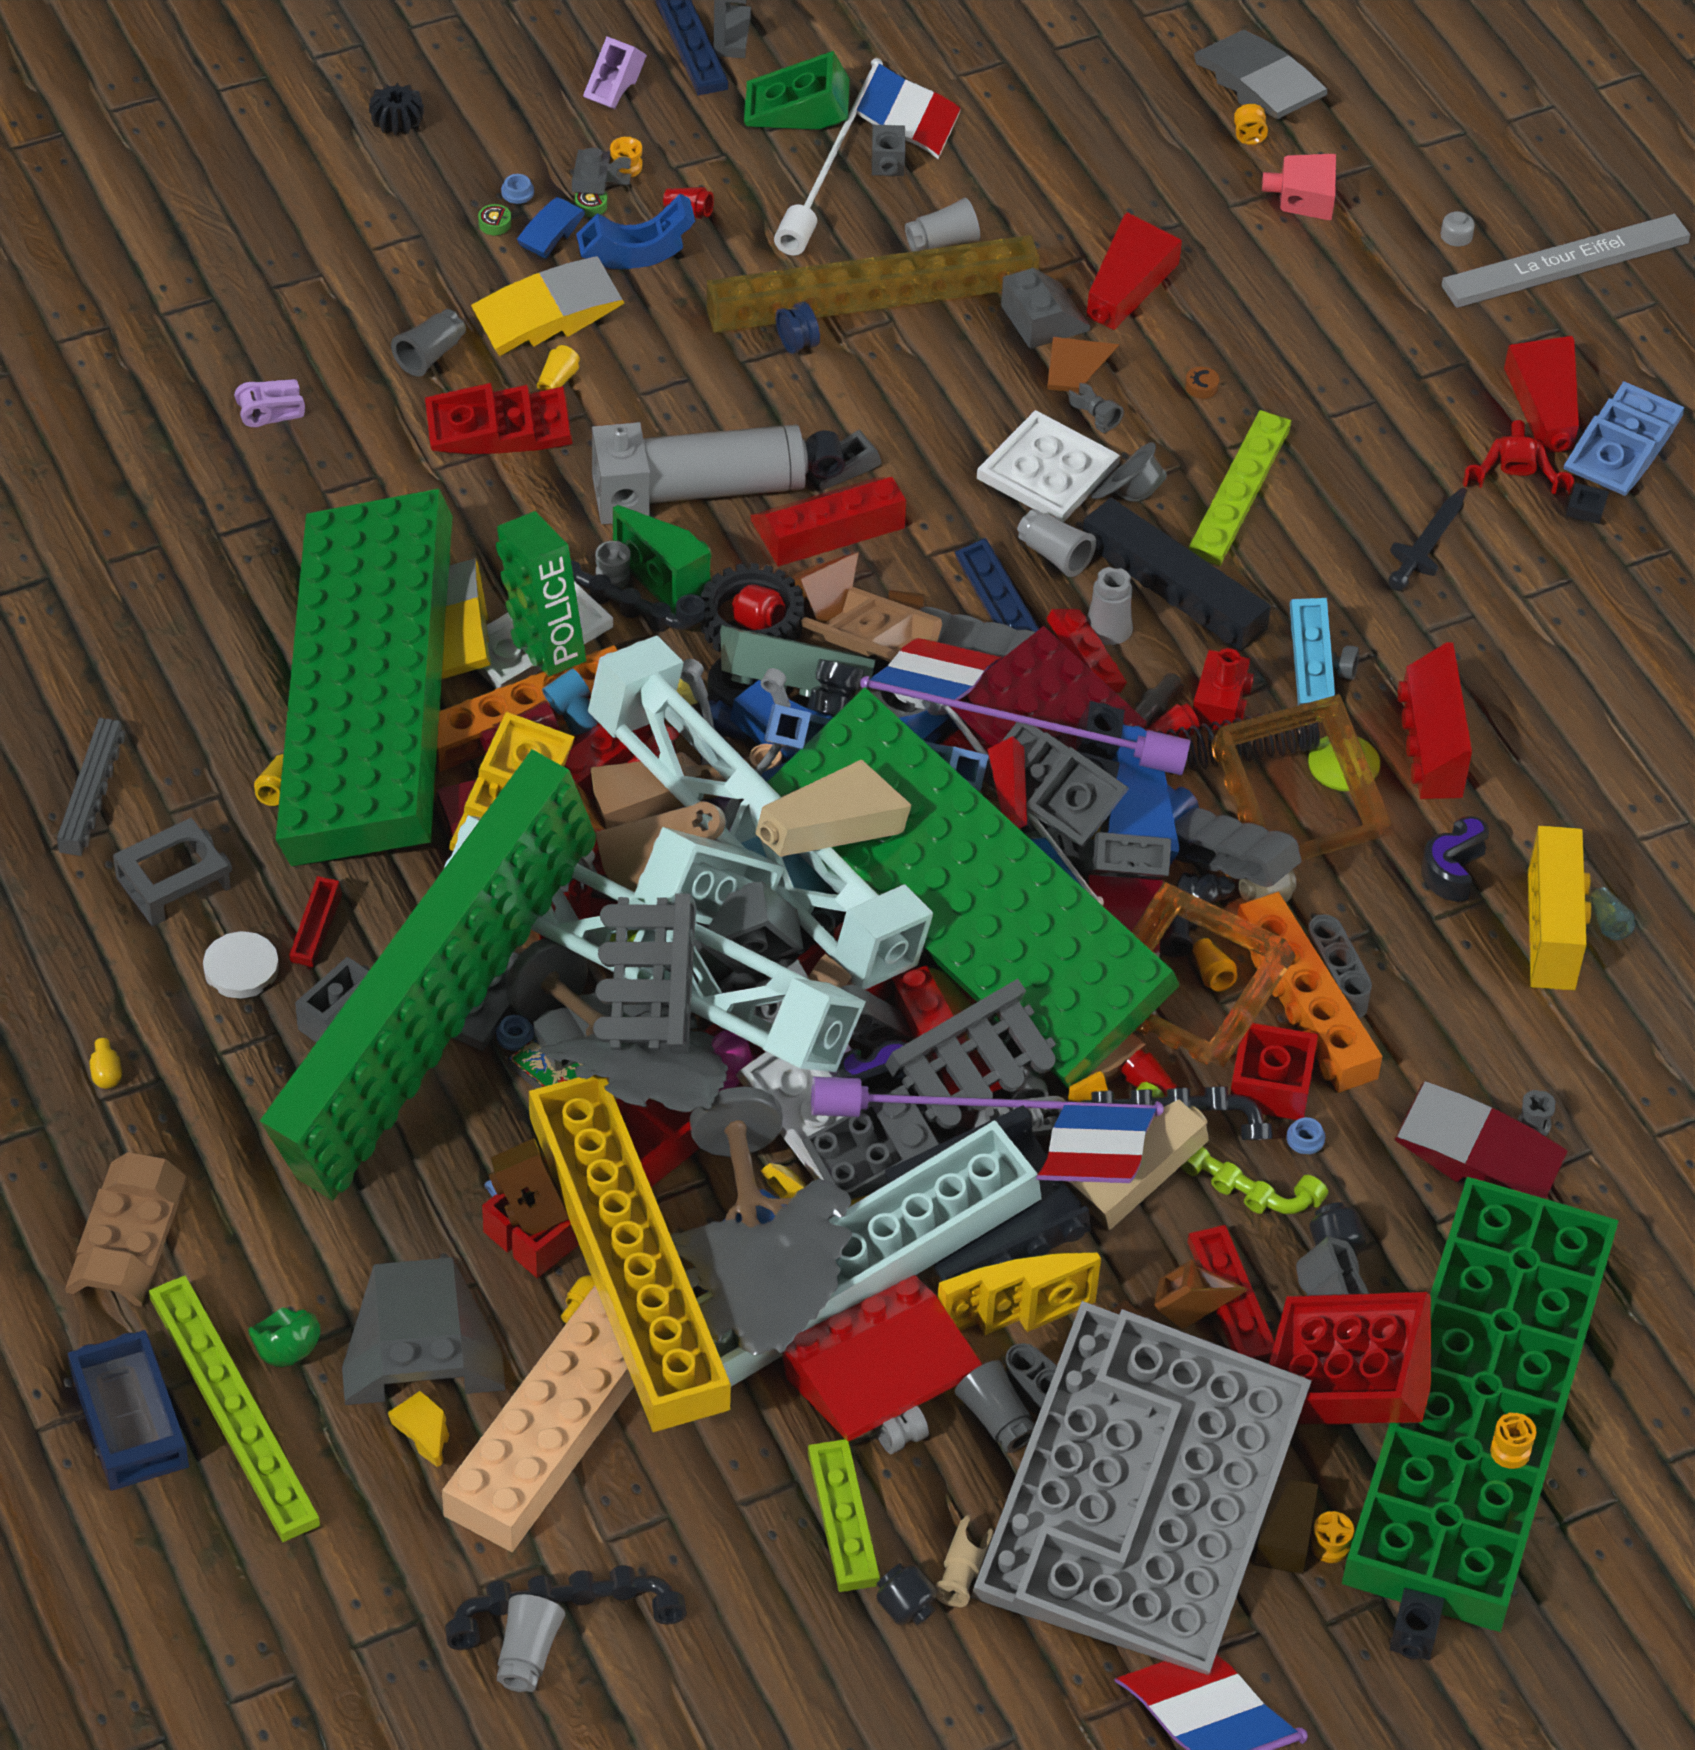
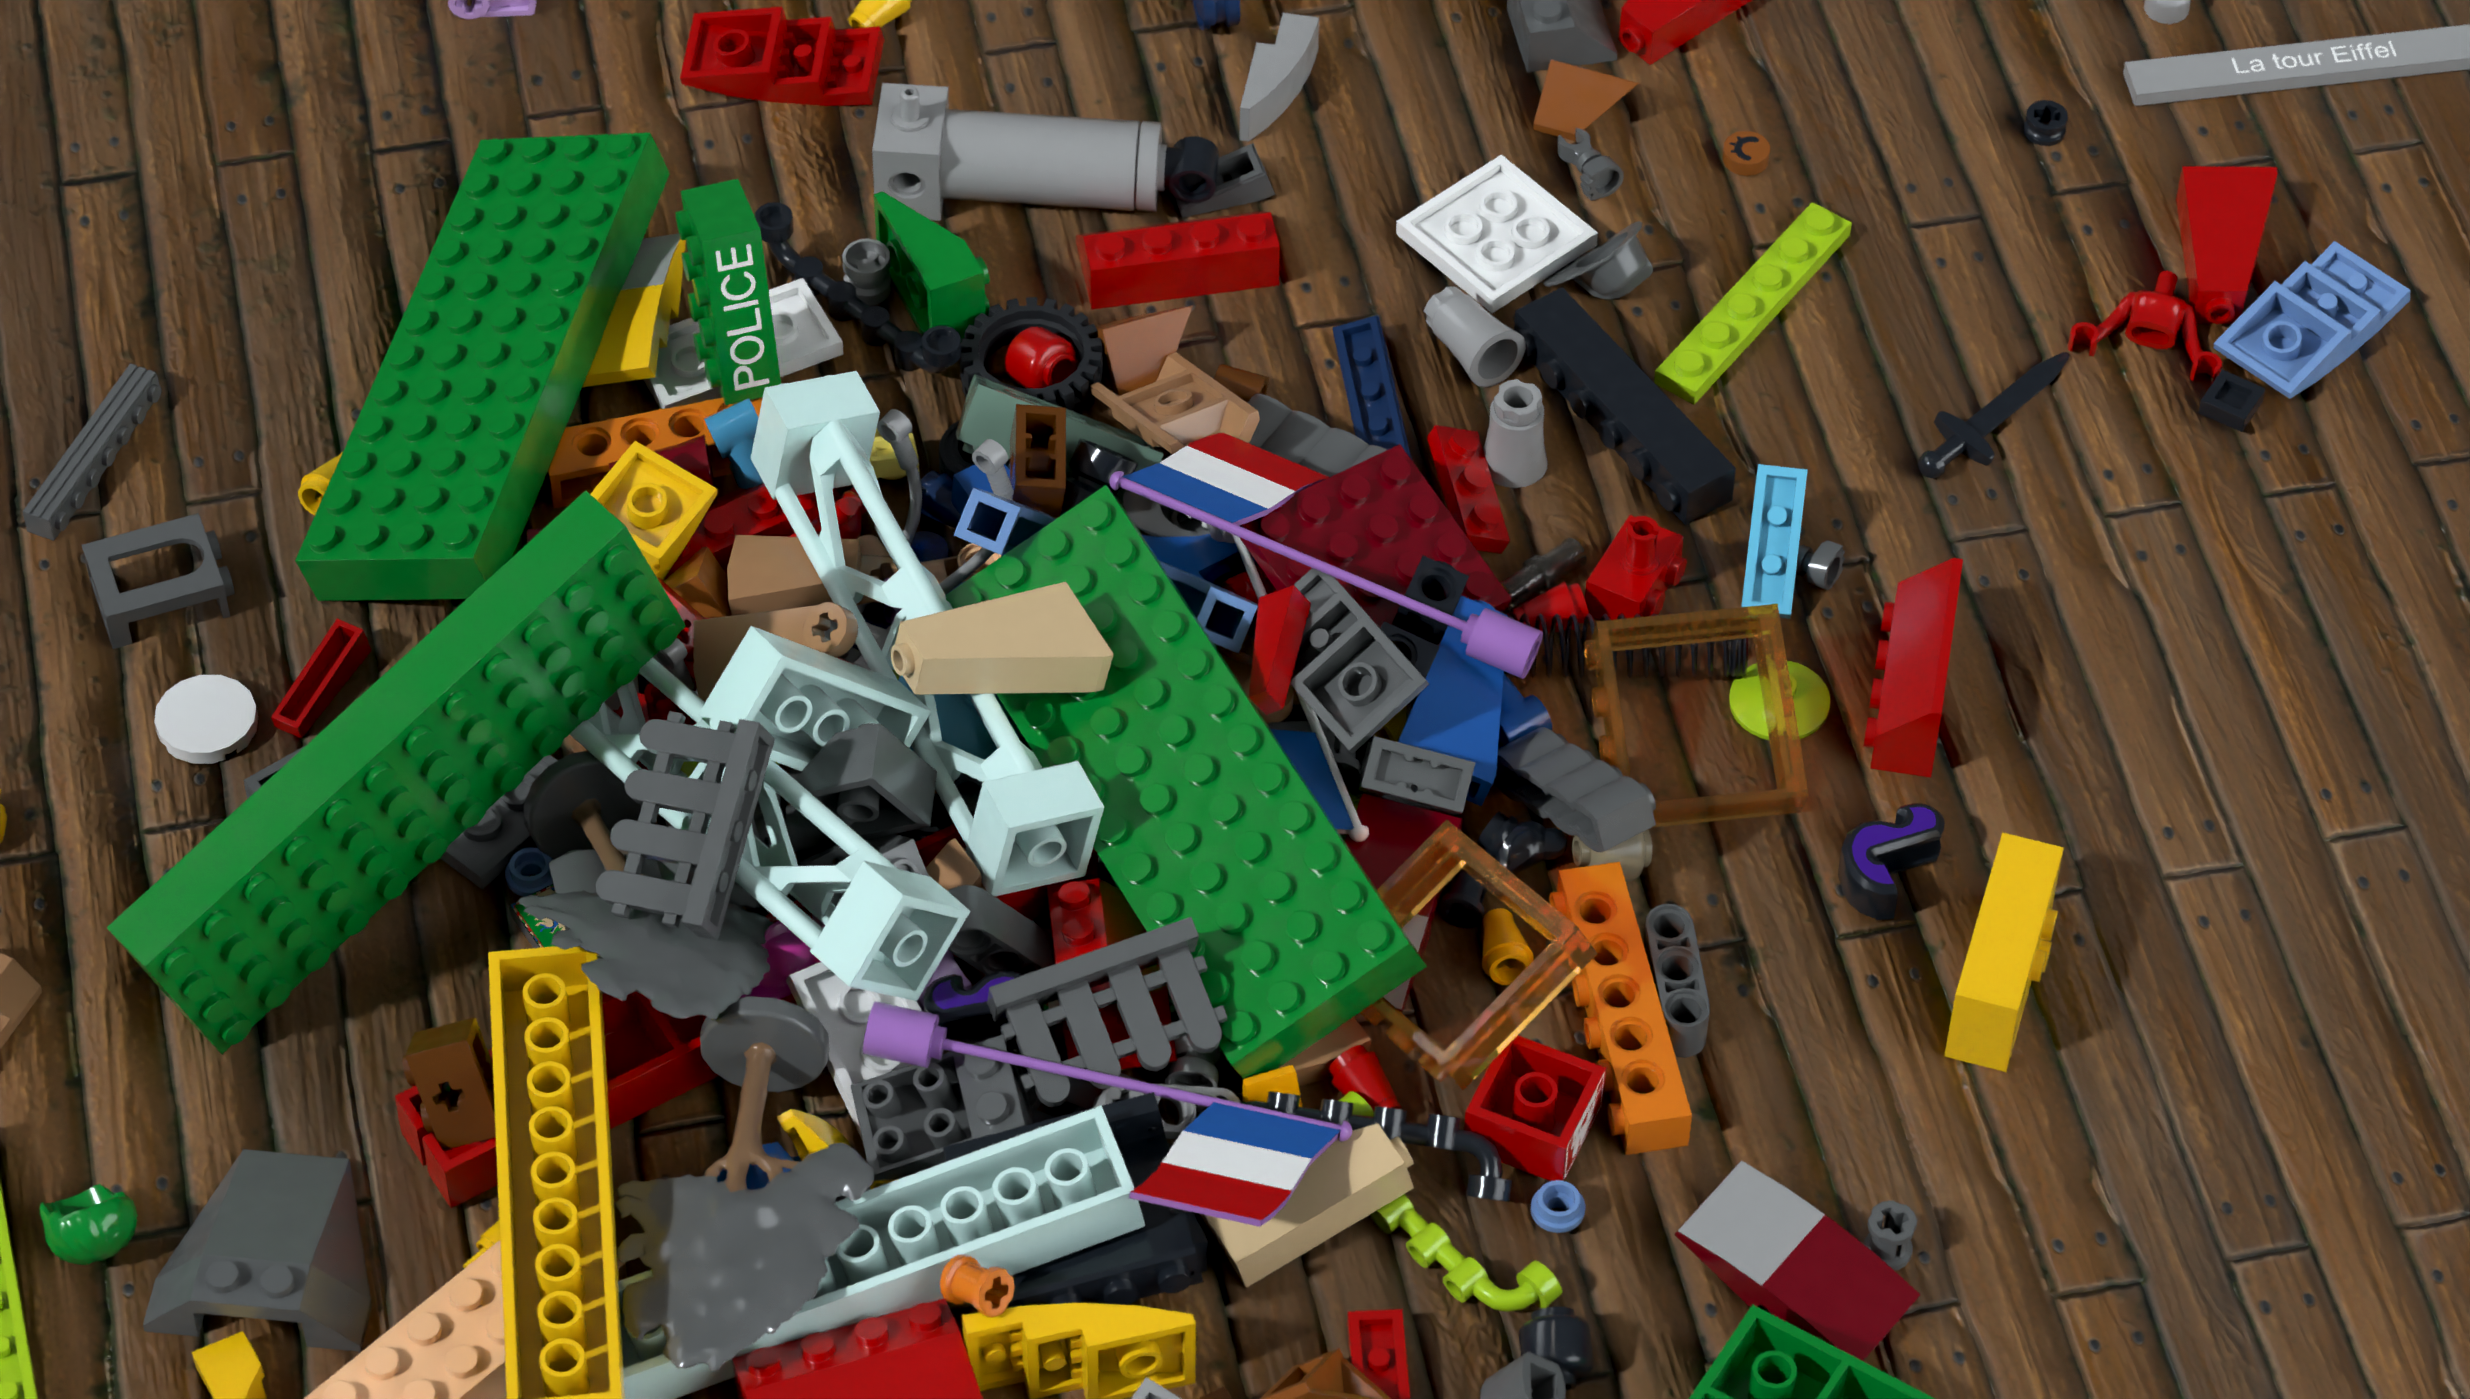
camera: 15 degrees right, 0 degrees up
(803, 681) = (1038, 457): none -> reddish brown brick
(858, 375) = (1278, 73): none -> light grey slope
(945, 1260) = (970, 1283): none -> orange bush
(1403, 321) = (2041, 133): none -> black bush
(1612, 915) = (2087, 976): clear light blue cone -> none

